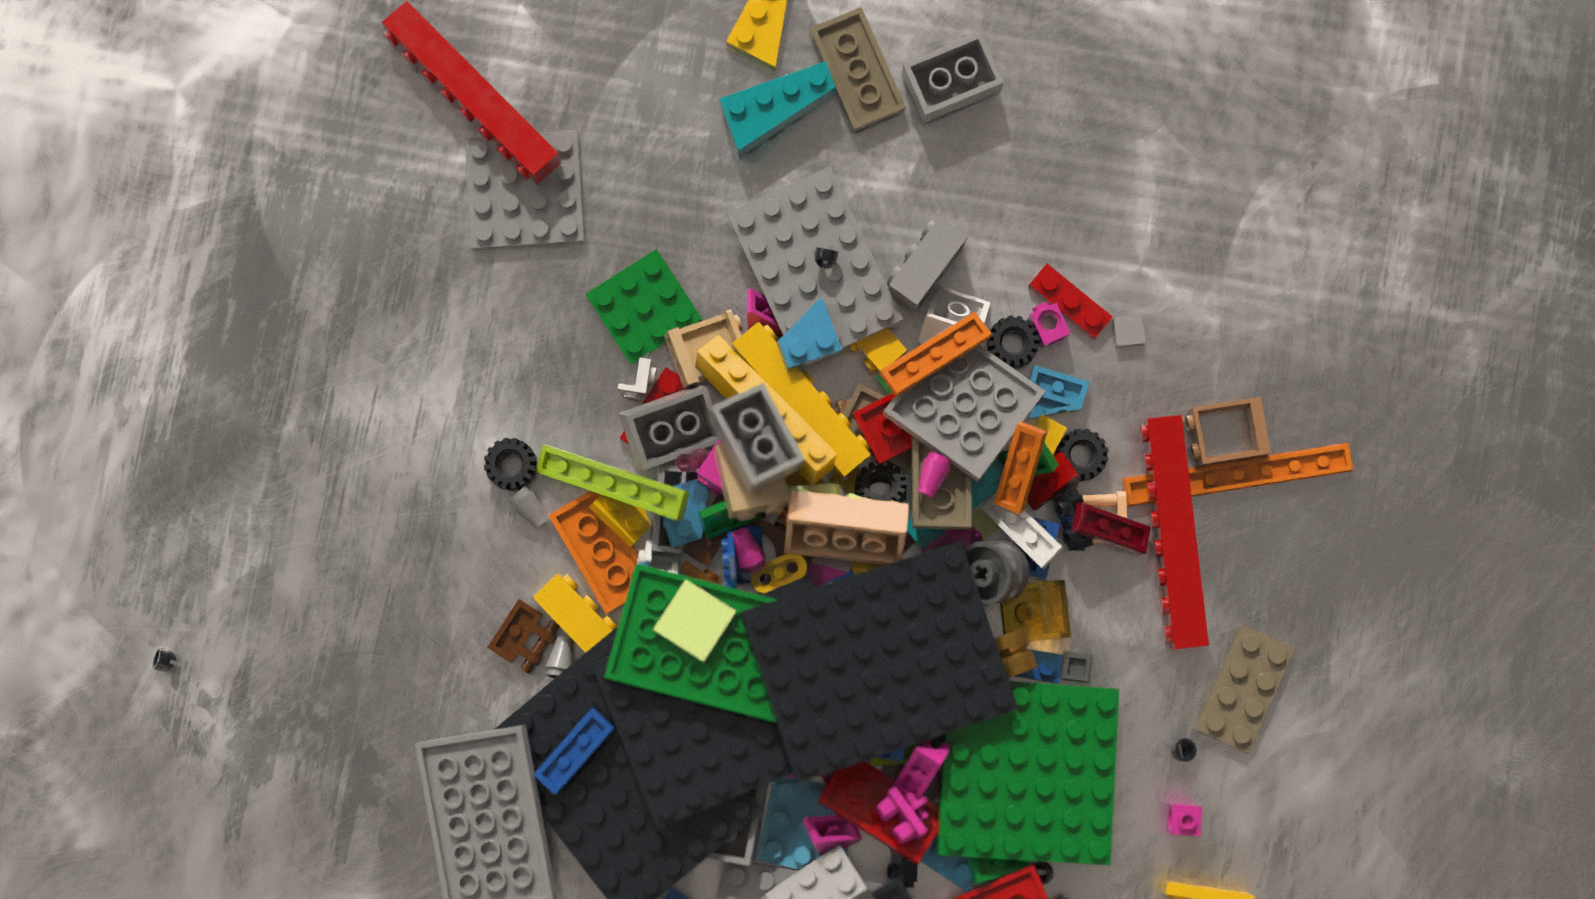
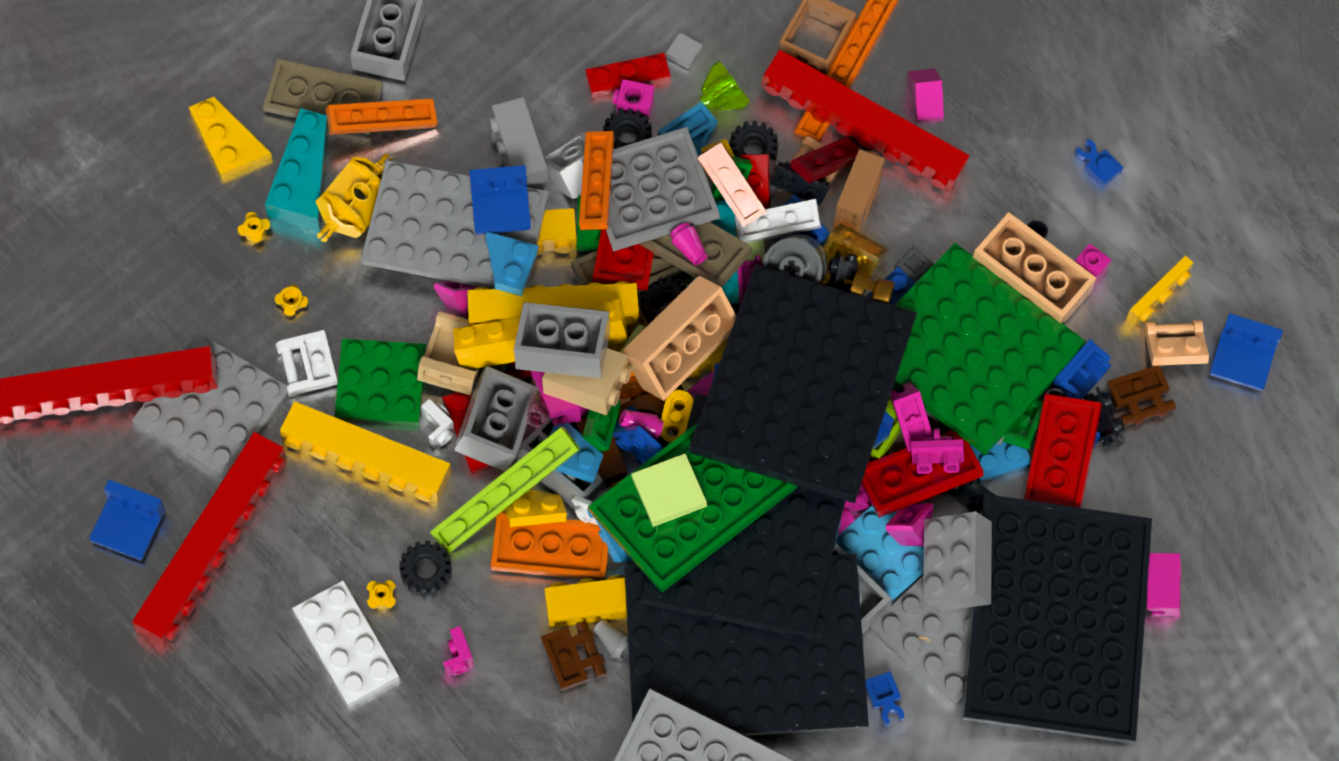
camera: 60 degrees left, 15 degrees down
(377, 201) = (127, 520): none -> blue bracket
(404, 448) = (345, 644): none -> white plate
(410, 276) = (209, 539): none -> red brick
(456, 445) = (385, 601): none -> yellow plate
(463, 542) = (458, 647): none -> dark pink bracket
(528, 506) = (469, 579): light grey cone -> none
(572, 342) = (365, 452): none -> yellow brick
(574, 751) = (700, 664): blue plate -> none
(621, 243) = (316, 361): none -> white plate
(656, 175) = (288, 293): none -> yellow plate
(700, 111) = (255, 235): none -> yellow plate
(763, 156) = (341, 207): none -> yellow plate
(825, 258) = (455, 207): black hinge -> none
(856, 289) = (500, 199): none -> blue bracket
(871, 131) = (381, 116): none -> orange plate
(1016, 611) = (841, 269): none -> black hinge
(1082, 879) = (1083, 371): none -> blue hinge
(1103, 575) = (859, 190): none -> medium nougat window
(1113, 391) = (722, 90): none -> clear neon green brick
(1144, 774) = (1035, 268): none -> light nougat brick
(1244, 688) = (1021, 160): dark tan plate -> none
(1245, 564) = (926, 94): none -> dark pink slope
(1292, 763) = (1101, 166): none -> blue plate

